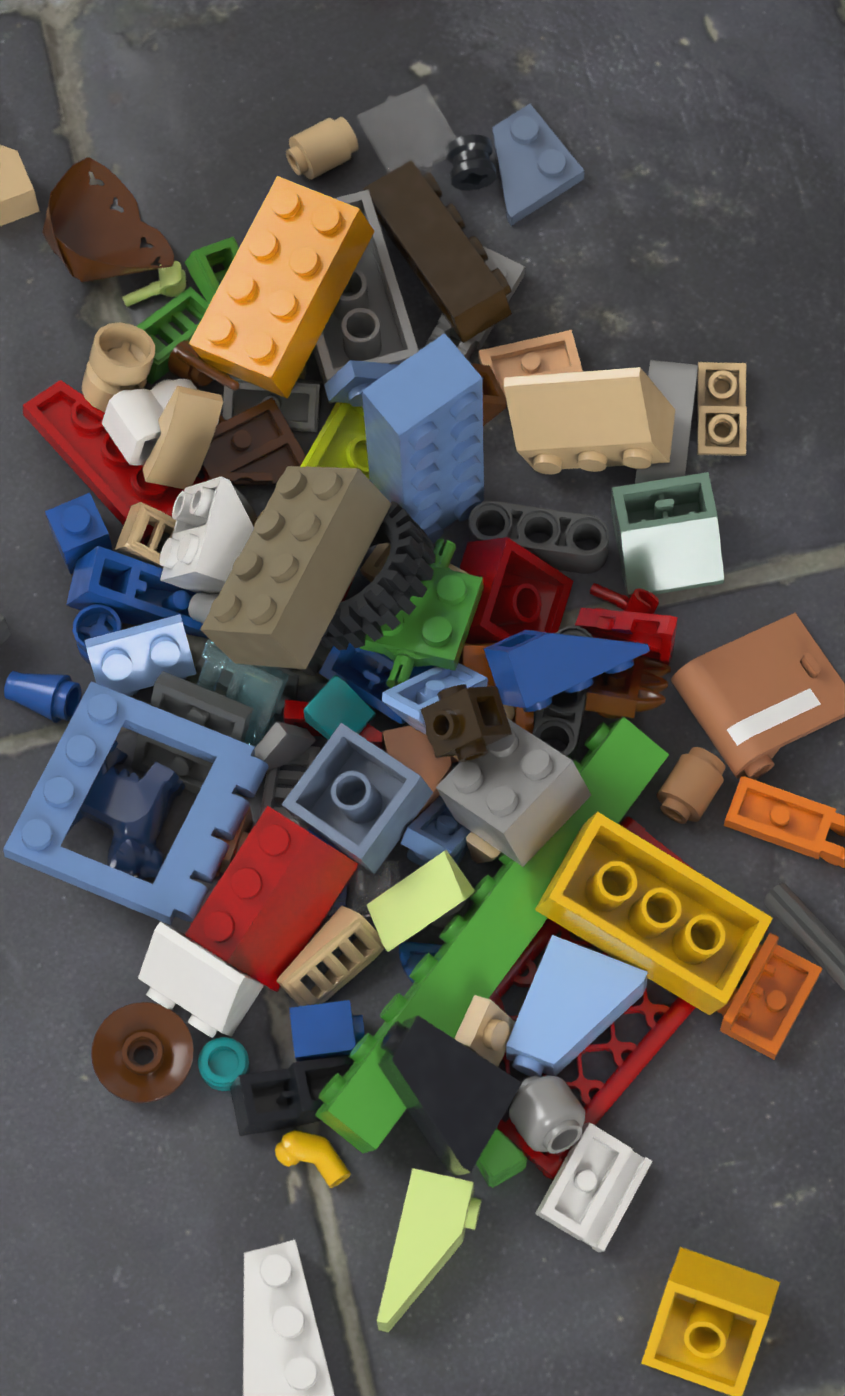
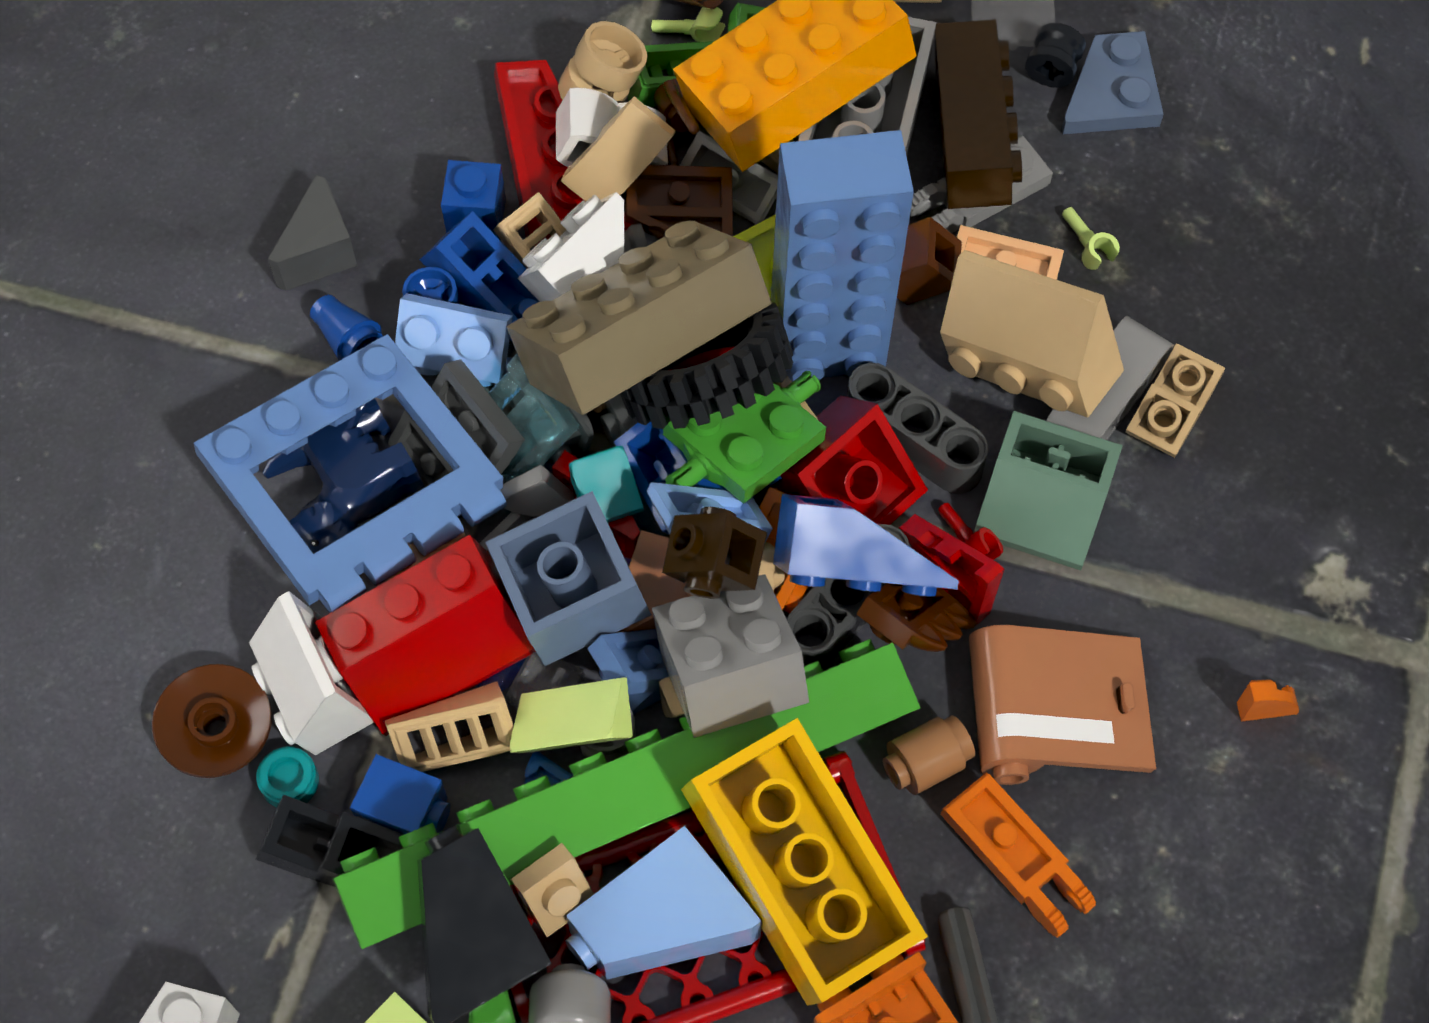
camera: 25 degrees right, 5 degrees down
(312, 1149) = (317, 914): yellow arm -> none
(584, 308) = (1091, 241): none -> yellowish green hand

